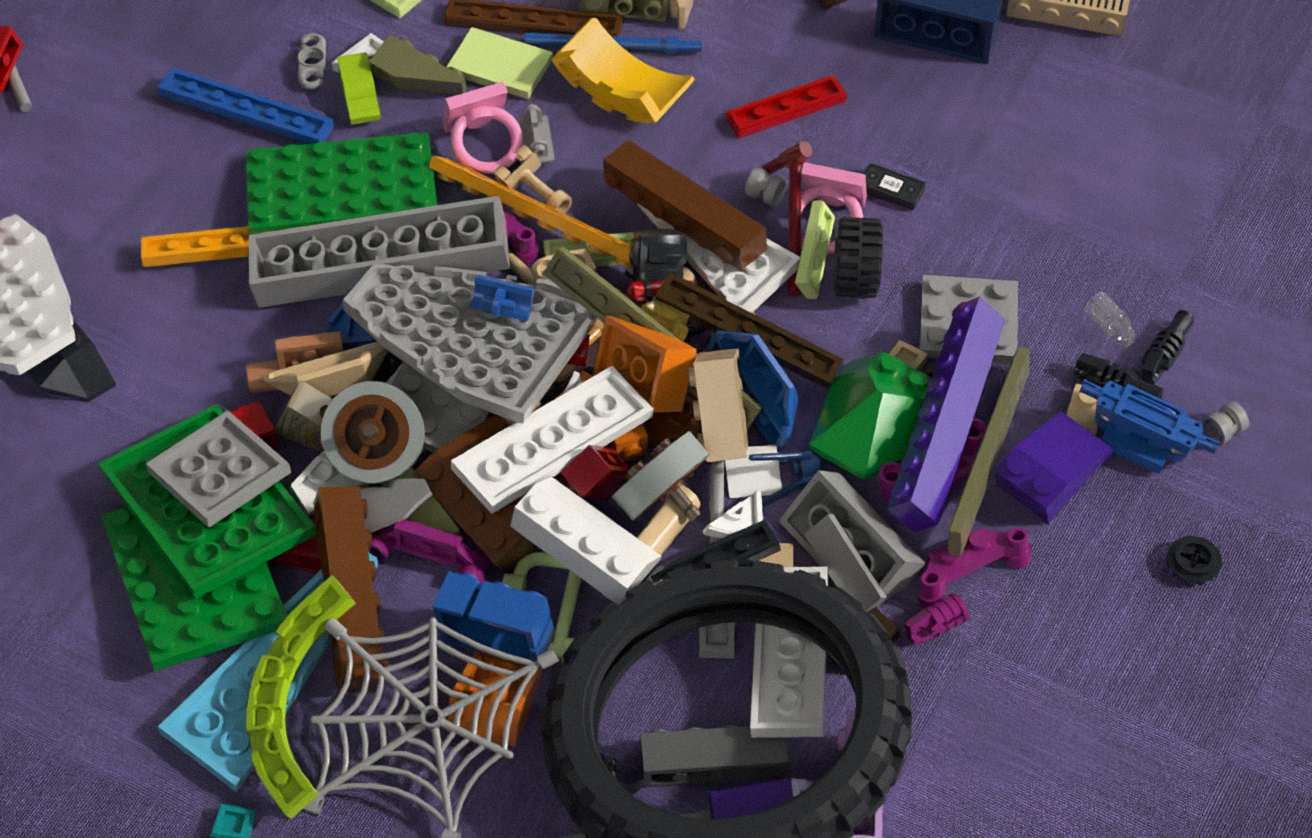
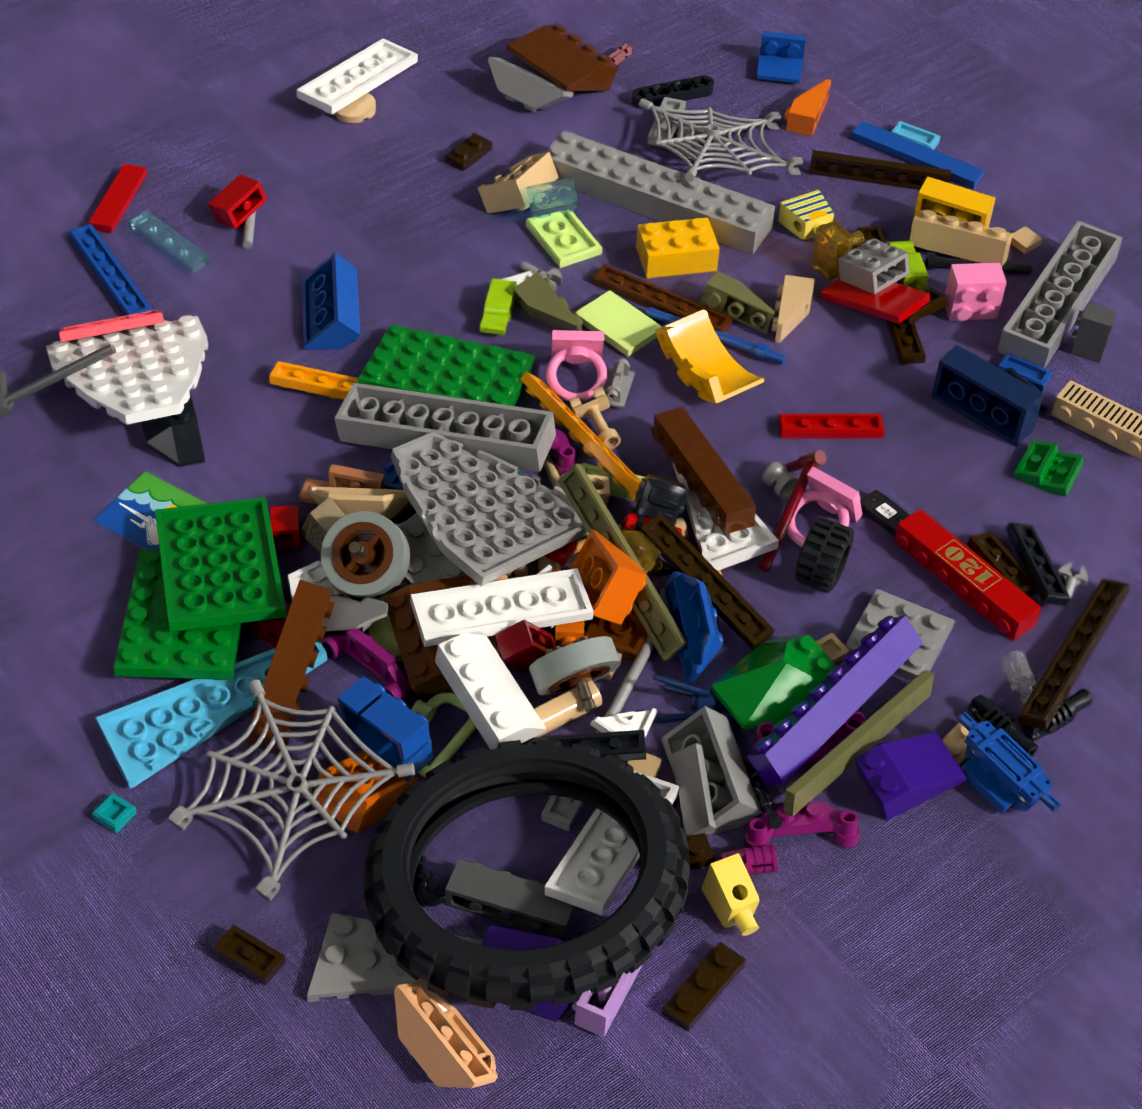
camera: 20 degrees right, 5 degrees down
(69, 468) = (134, 509): none -> sticker
(165, 150) = (330, 305): none -> blue slope
(218, 468) = (236, 541): light grey plate -> none
(245, 107) = (408, 294): blue plate -> none
(270, 691) = (166, 769): lime plate -> none
(306, 70) = (475, 284): light grey piece -> none
(398, 30) = (553, 275): none -> light grey bar
(502, 298) = (515, 488): blue hips -> none
(719, 405) = (647, 627): tan wedge -> none
(749, 476) = (656, 694): white sticker -> none
(815, 249) = (792, 540): yellowish green tile -> none
(918, 544) = (763, 795): none -> black piece
(939, 662) = (732, 894): none -> light yellow torso
(952, 770) = (704, 986): none -> dark brown plate
(1007, 226) = (967, 574): none -> red brick
(1033, 78) = (1049, 469): none -> green slope
(1038, 203) = (995, 554): none -> dark brown plate
(1073, 189) = (1038, 564): none -> black tile
(1121, 191) = (1070, 582): none -> light grey bar
(1154, 276) = (1073, 654): none -> dark brown tile
(1184, 549) = (994, 882): black gear -> none
(1228, 421) = (1079, 792): light grey wheel -> none

